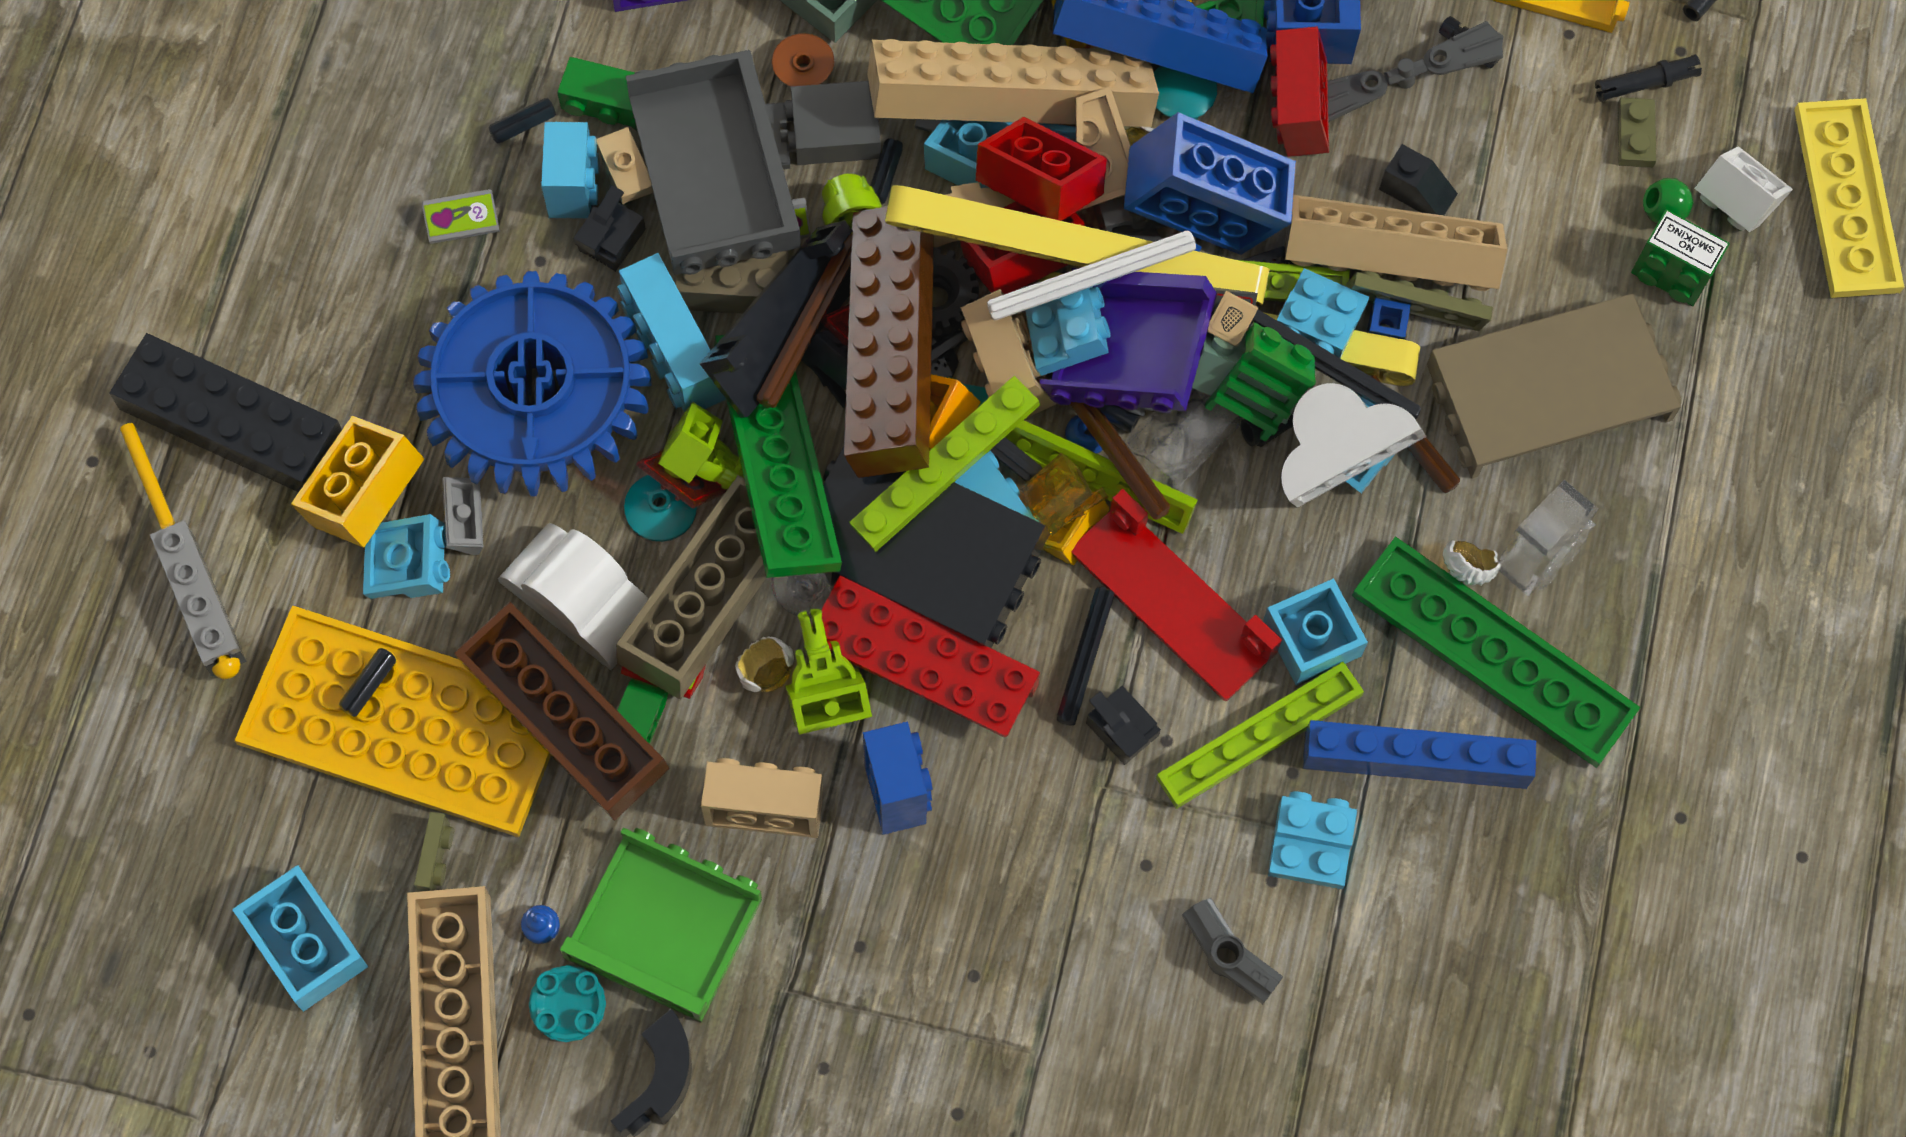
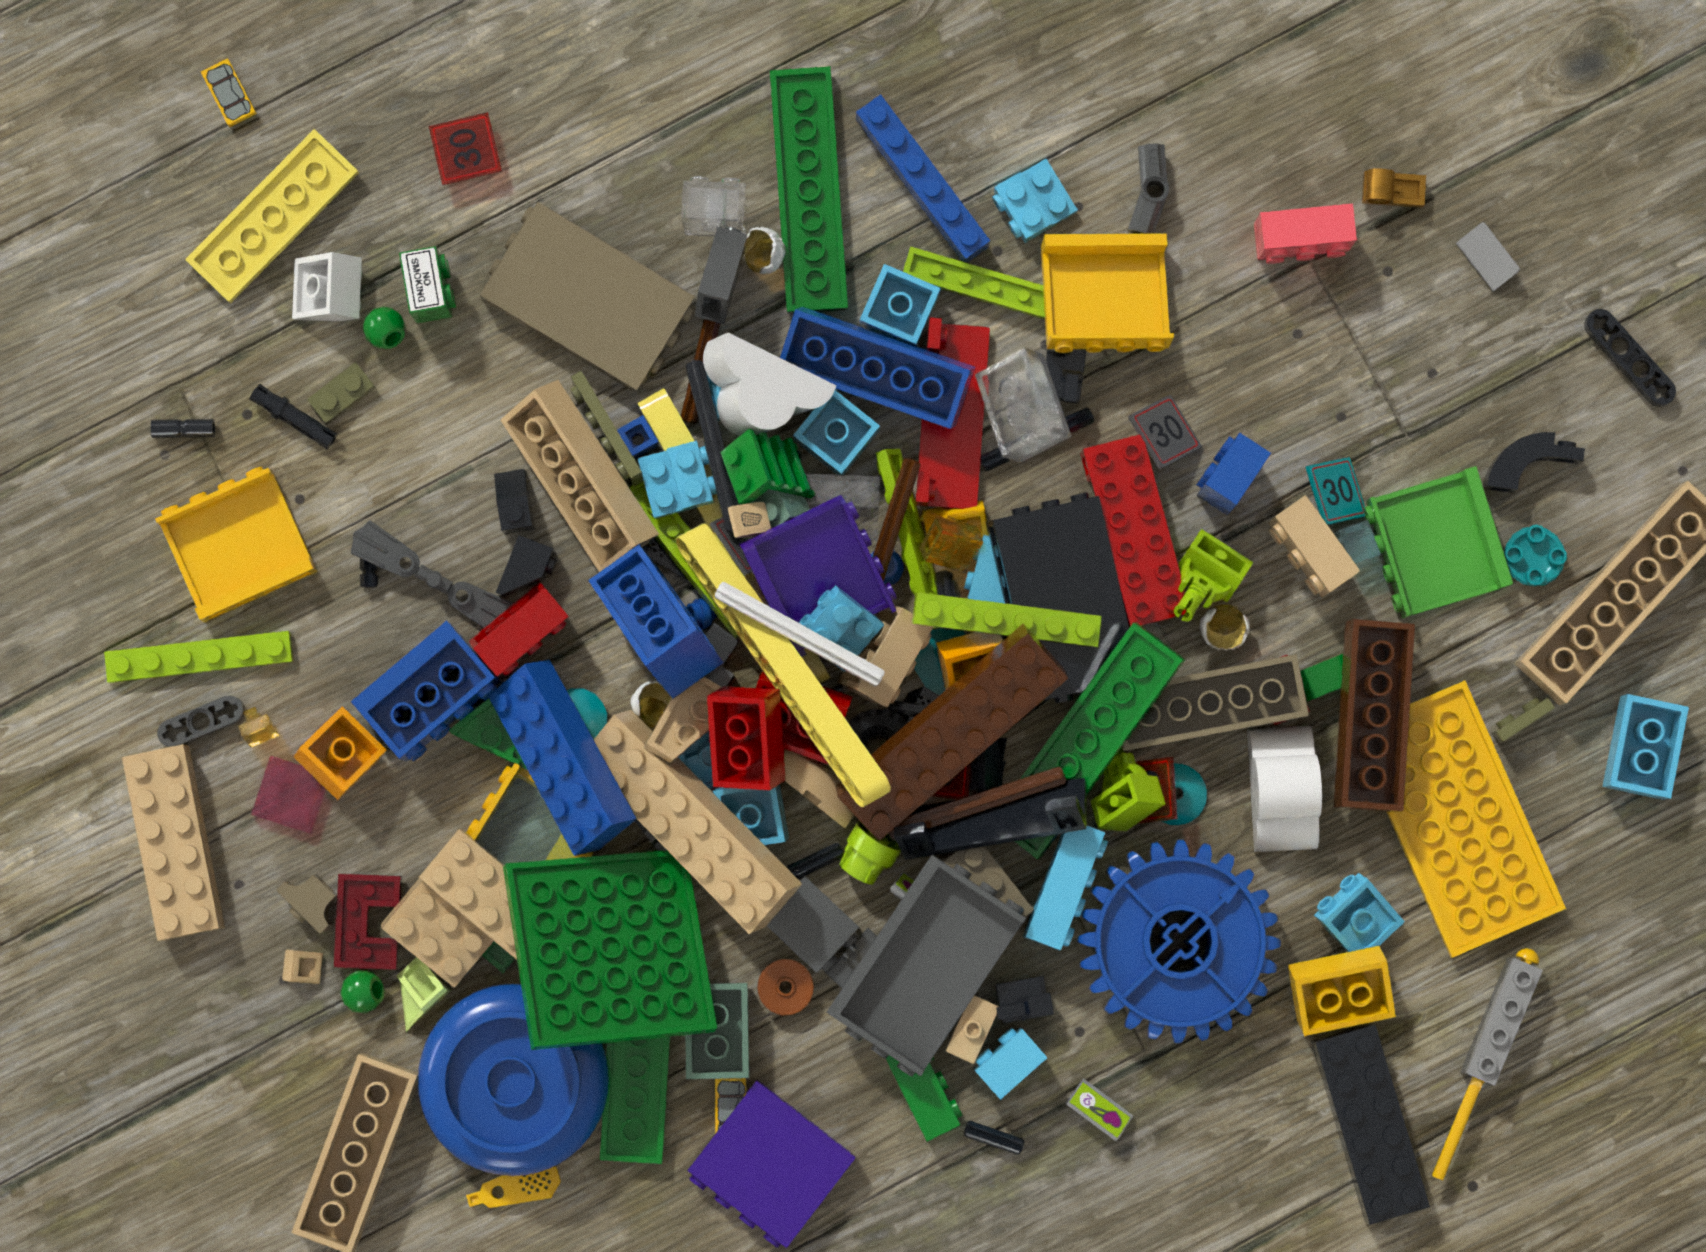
camera: 130 degrees left, 15 degrees up
(367, 682) = (1459, 859): black axle -> none
(462, 515) = (1300, 907): light grey slope -> none
(540, 924) = (1503, 616): blue plate -> none
(730, 848) = (1359, 541): none -> clear light blue panel
(795, 870) = (1336, 490): none -> teal piece
(990, 766) = (1165, 431): none -> dark grey piece
(1062, 1051) = (1305, 233): none -> coral brick
(1127, 652) = (1022, 405): none -> clear brick
(1166, 822) = (1105, 292): none -> yellow panel
(1244, 483) = (836, 433): none -> medium azure brick
(1275, 558) = (878, 367): none -> blue brick
(1354, 151) = (526, 566): none -> black slope
(1479, 498) = (721, 274): none -> dark grey brick
(1781, 393) = (465, 148): none -> clear red piece

